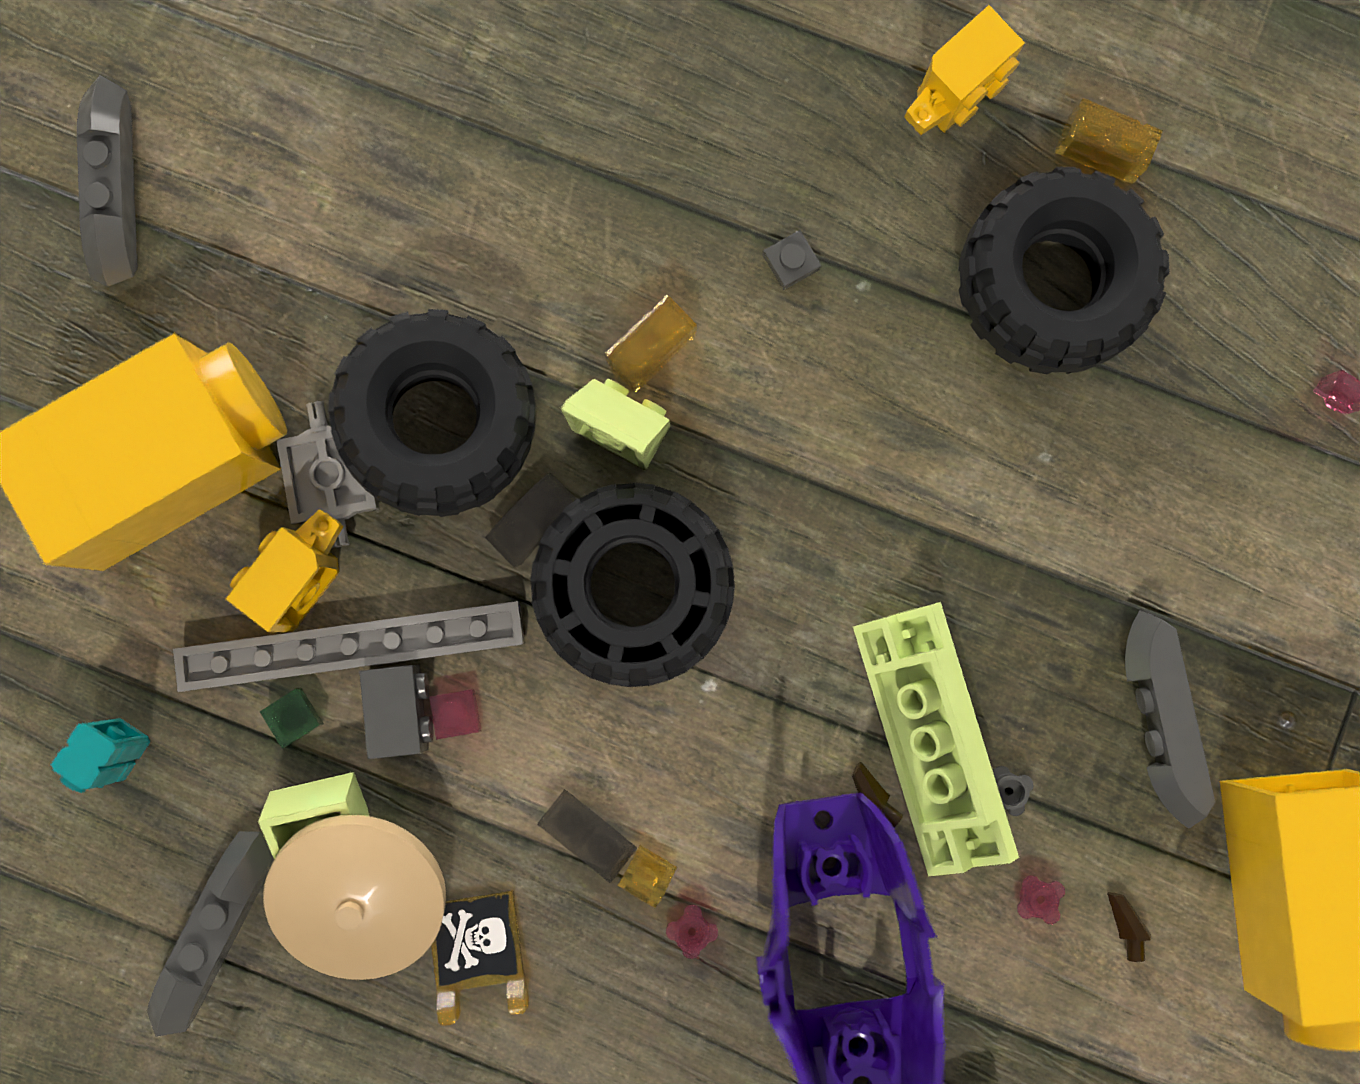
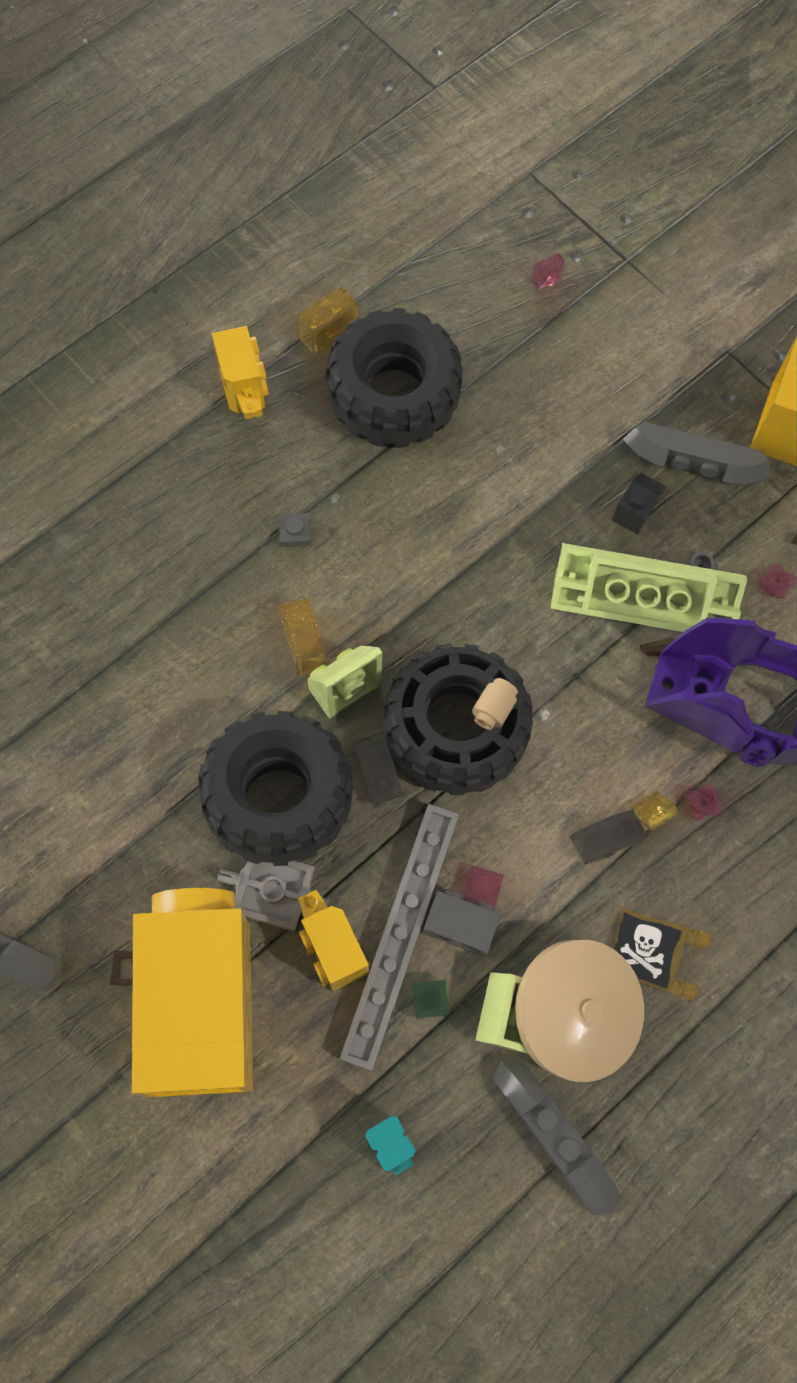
camera: 65 degrees left, 15 degrees down
(649, 625) = (495, 704): none -> tan brick
(1060, 672) = (638, 502): none -> black slope

